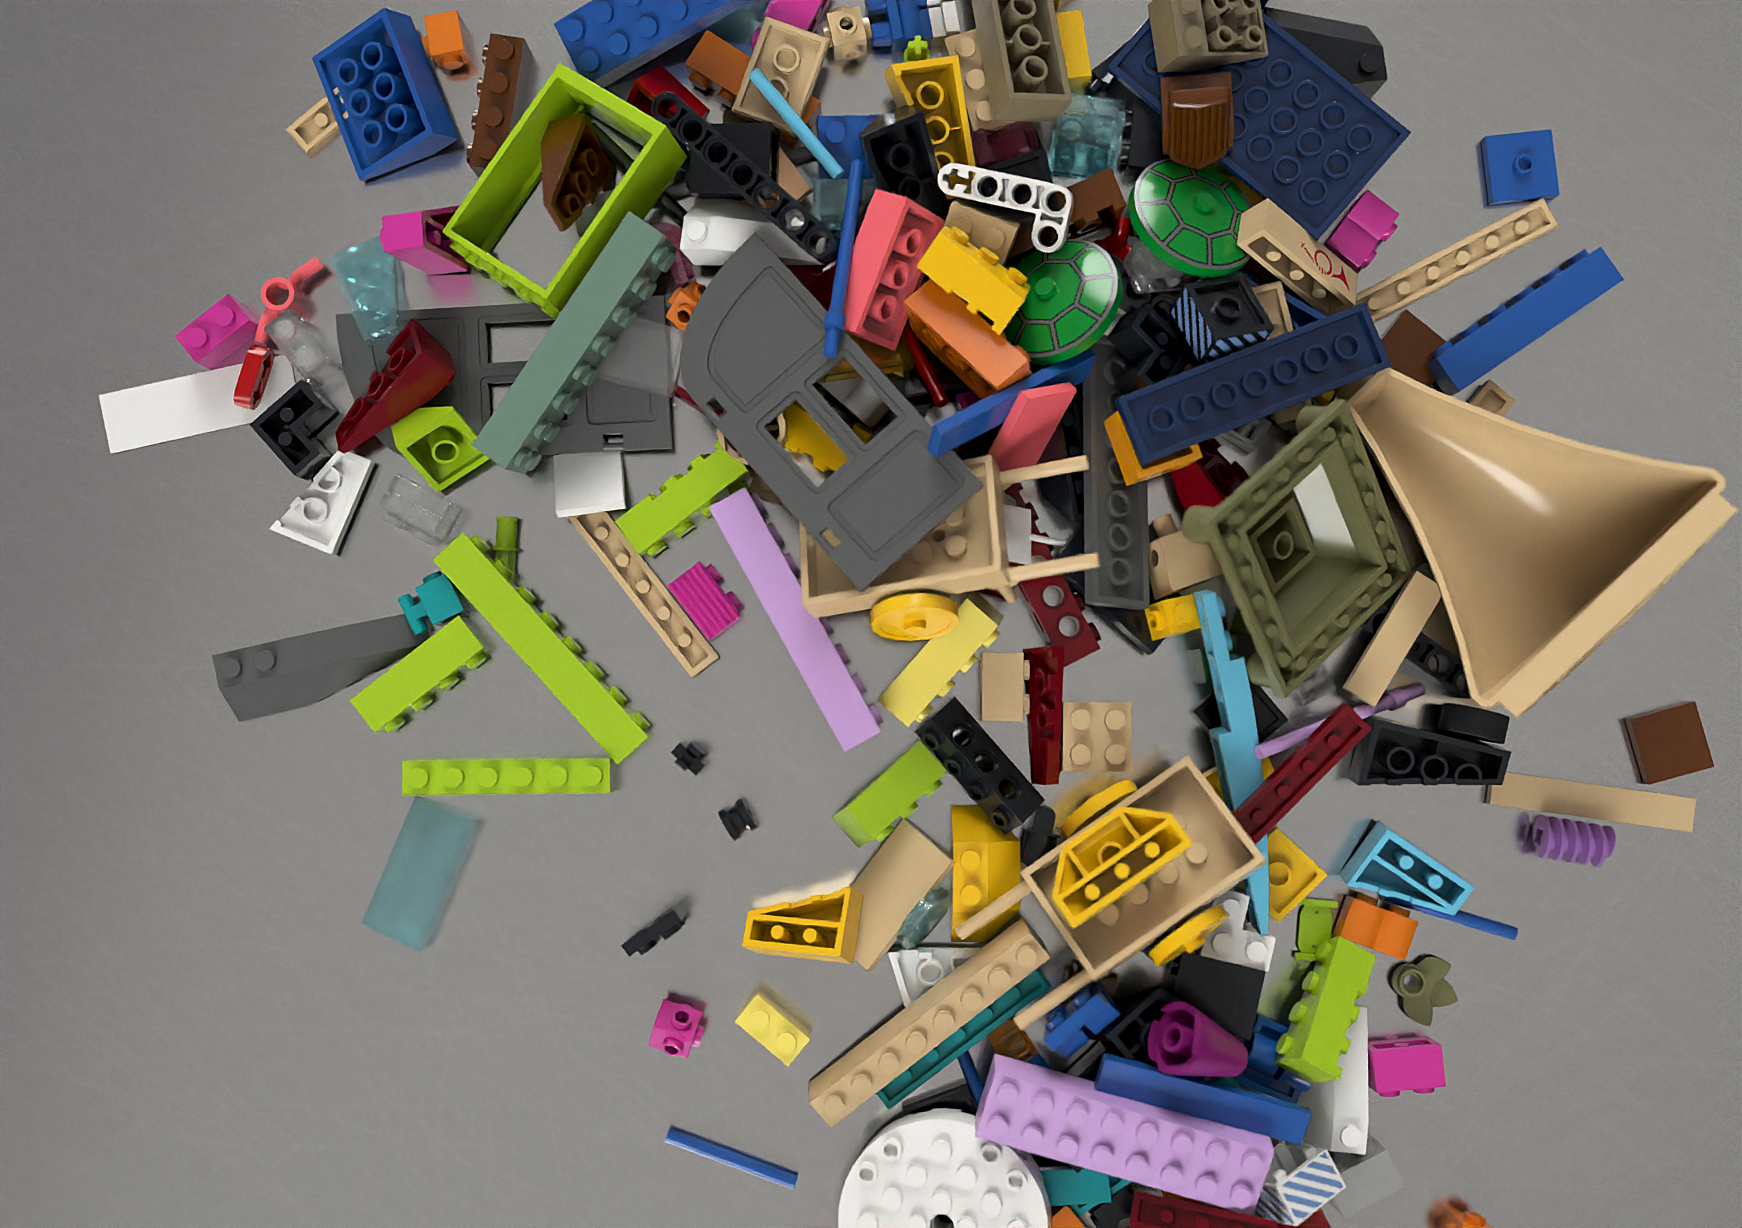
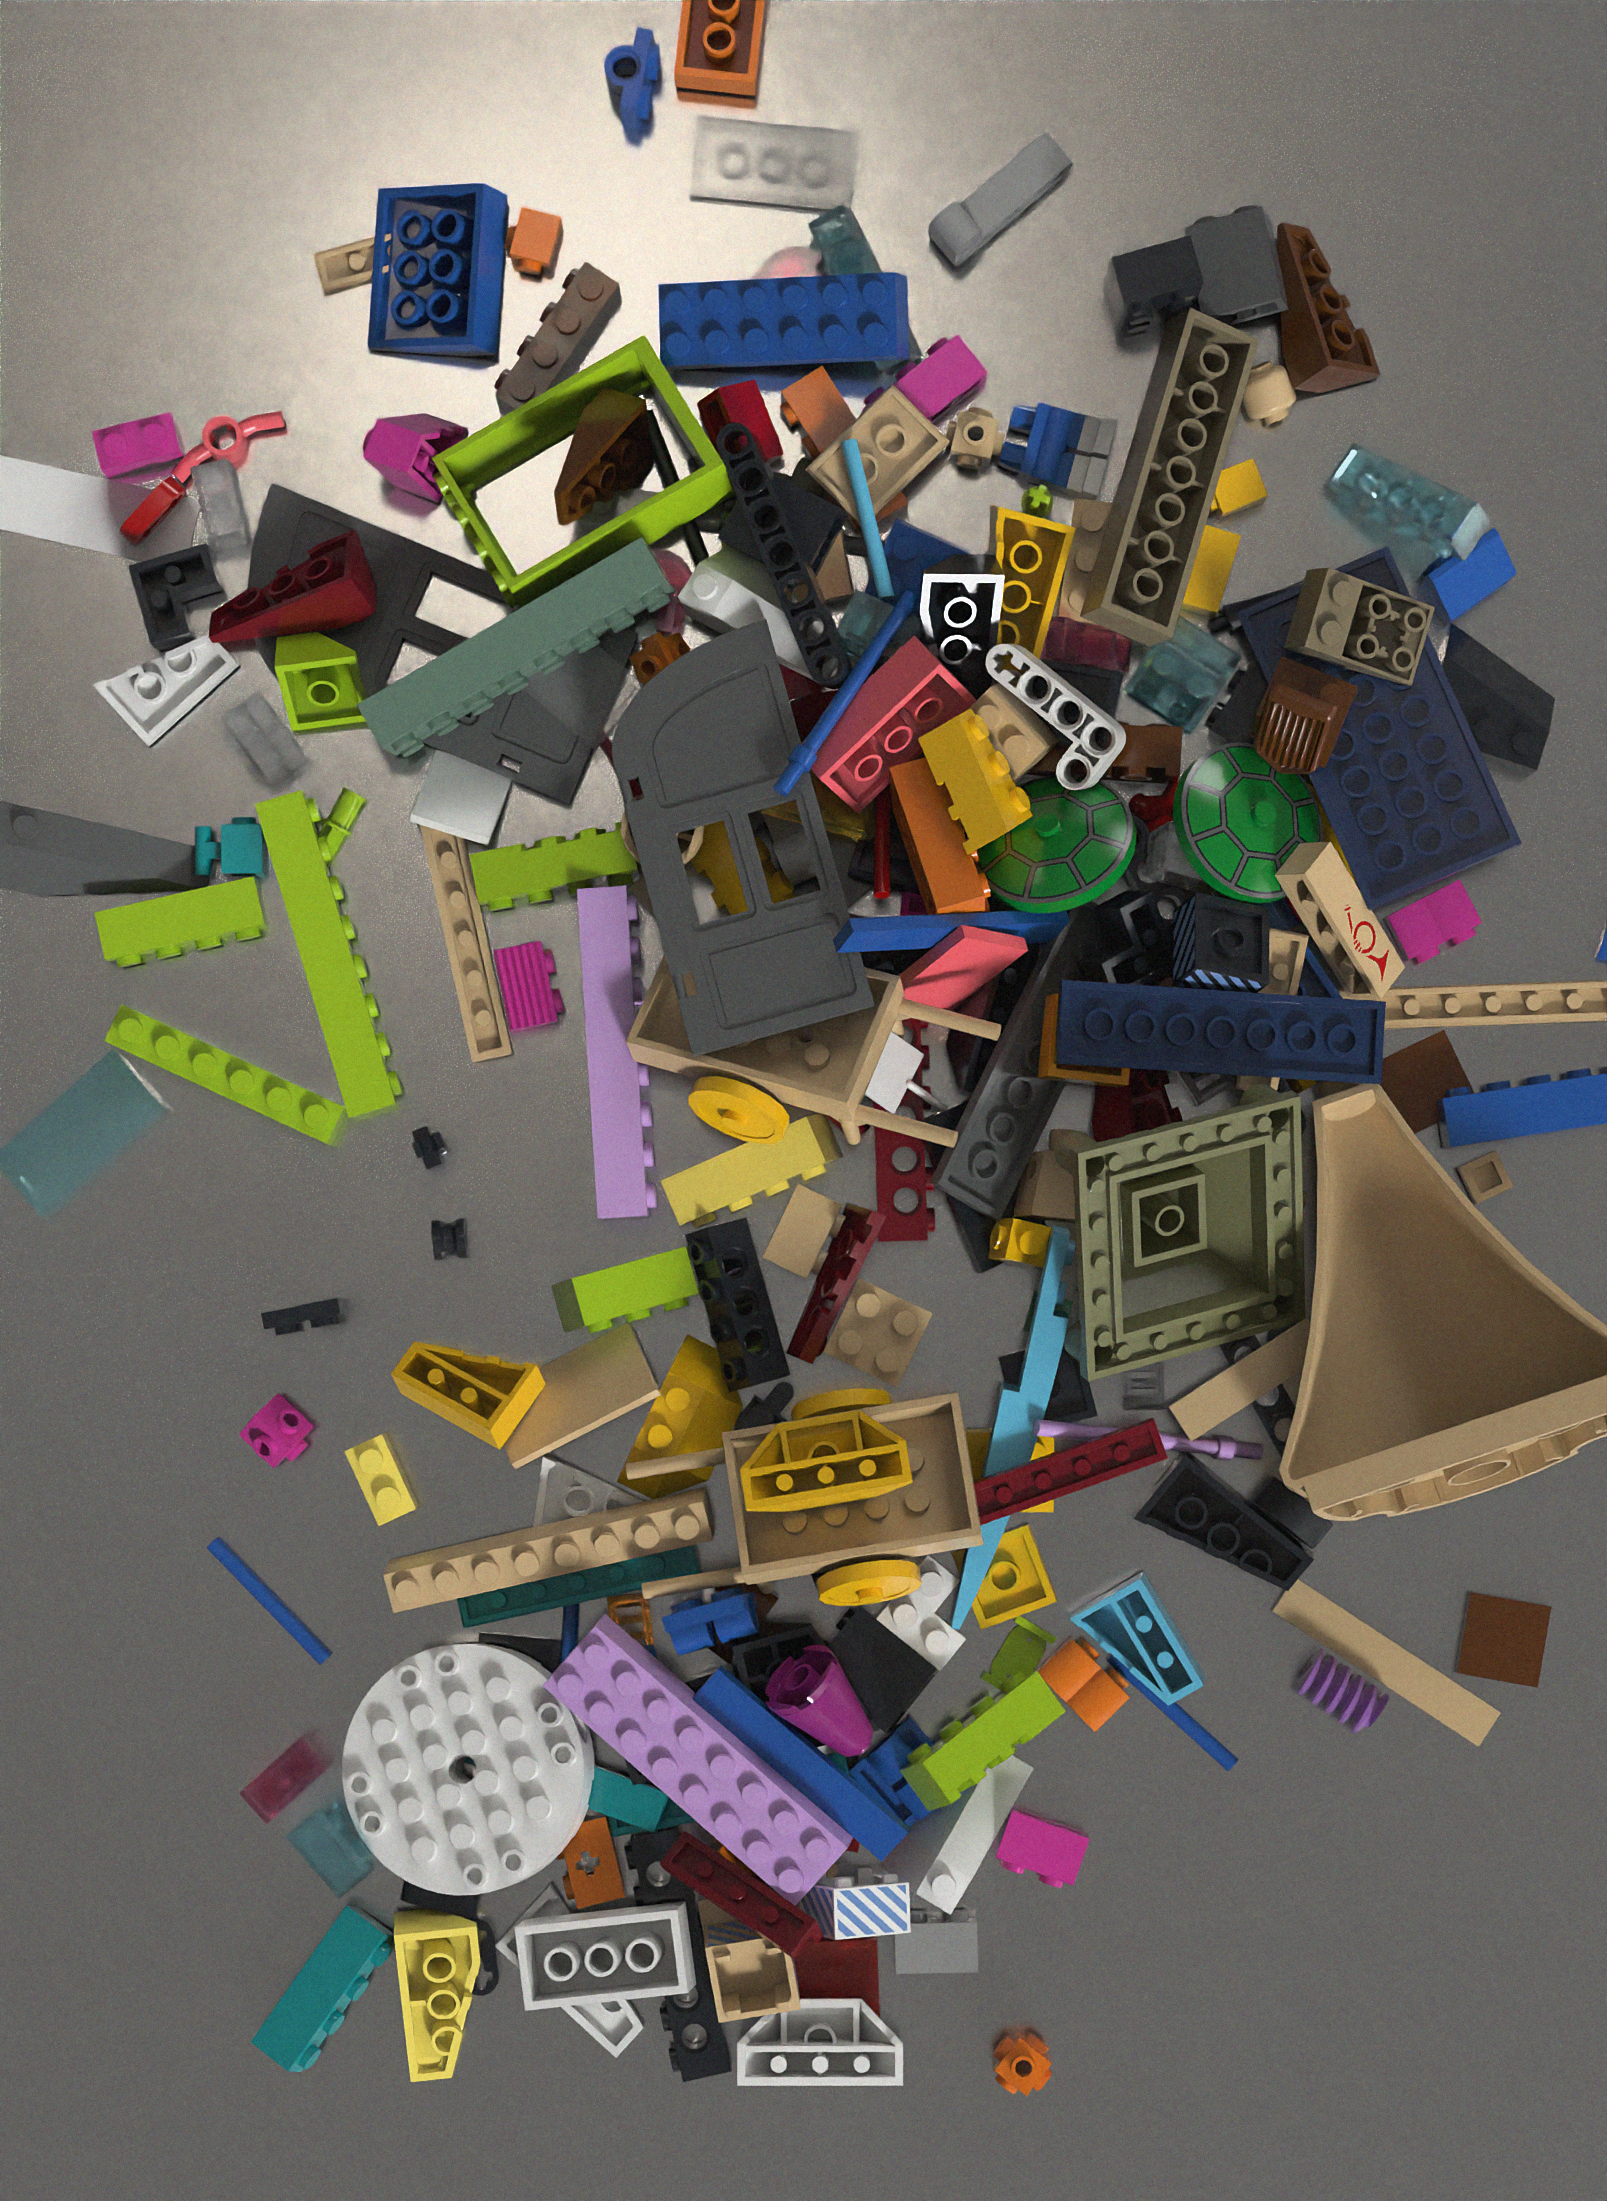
camera: 30 degrees right, 0 degrees up
(370, 288) = (324, 472): clear light blue wing -> none
(924, 919) = (598, 1440): clear light blue tile -> none
(1427, 990) = (1109, 1780): olive plate -> none

